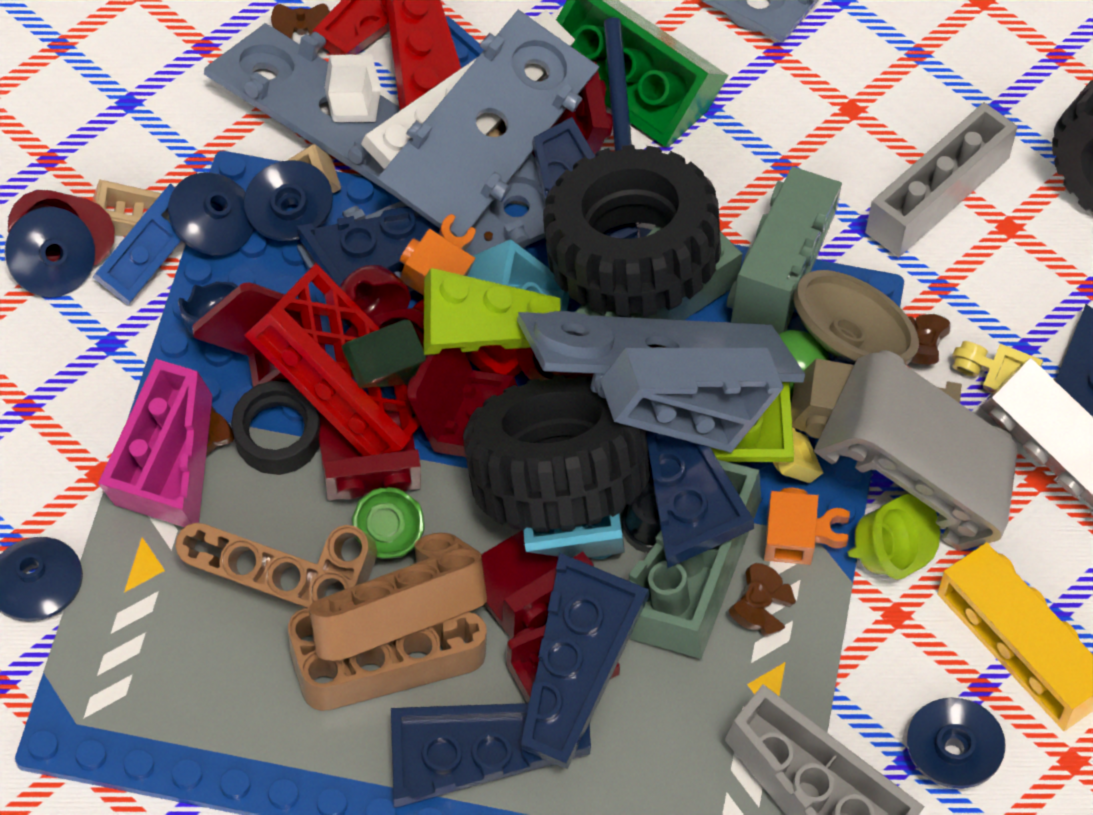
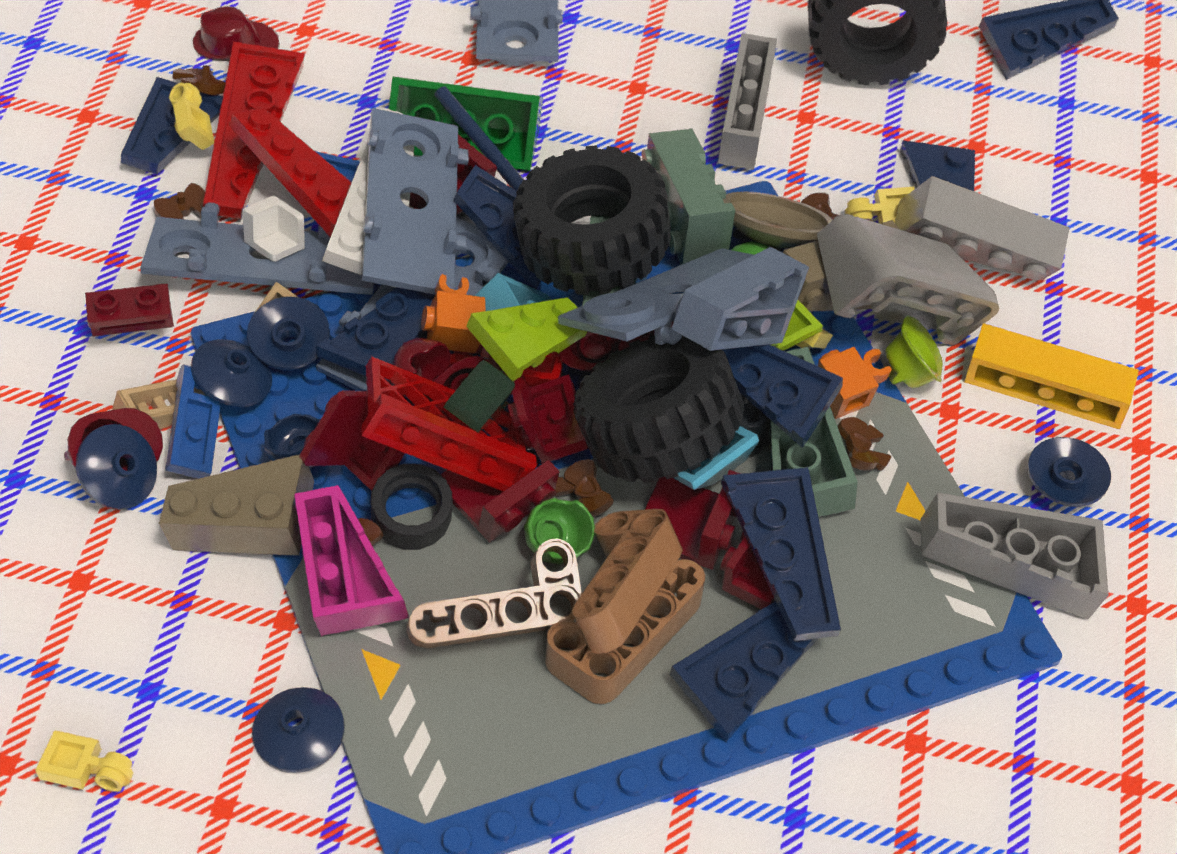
camera: 35 degrees left, 5 degrees down
(118, 344) = (238, 510): none -> dark tan wedge
(168, 105) = (129, 310): none -> dark red bracket
(454, 493) = (582, 480): none -> reddish brown piece

